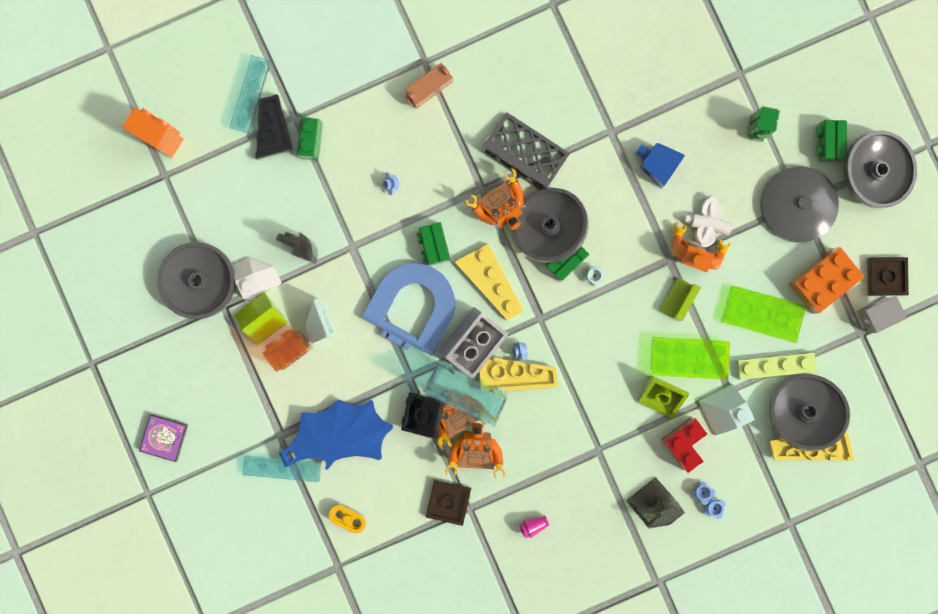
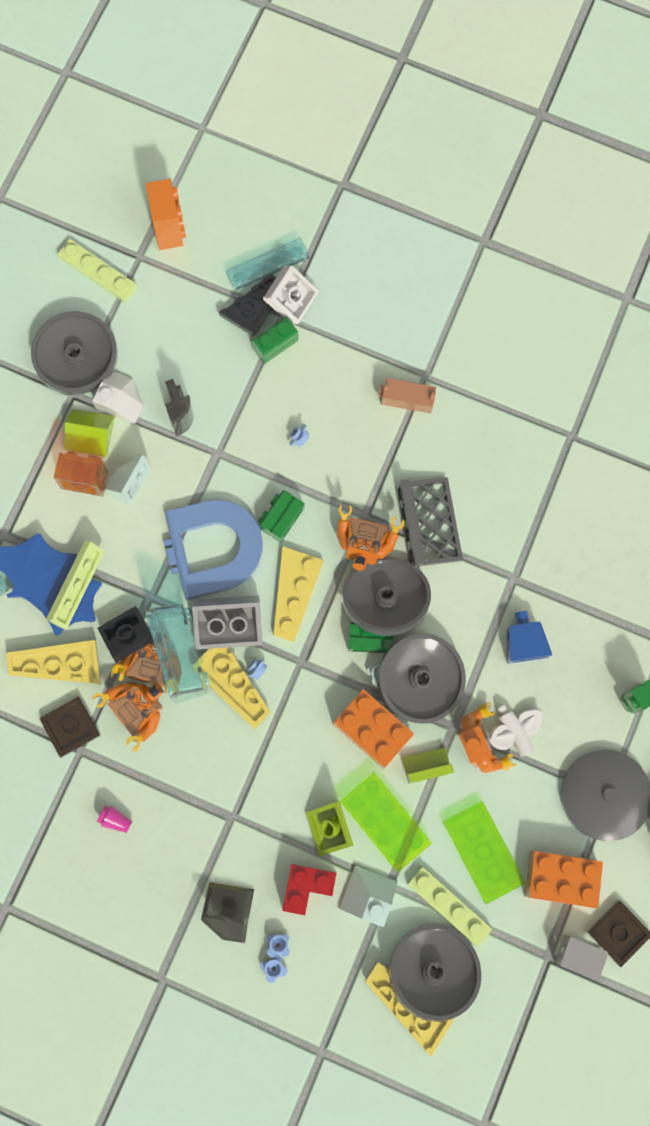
camera: 35 degrees right, 10 degrees down
(149, 213) = (97, 270): none -> yellowish green plate
(288, 99) = (291, 283): none -> white brick
(359, 419) = (75, 585): none -> yellowish green plate
(402, 471) = (61, 662): none -> light yellow wing
(623, 252) = (421, 678): none -> dark grey dish
(626, 312) = (373, 729): none -> orange brick

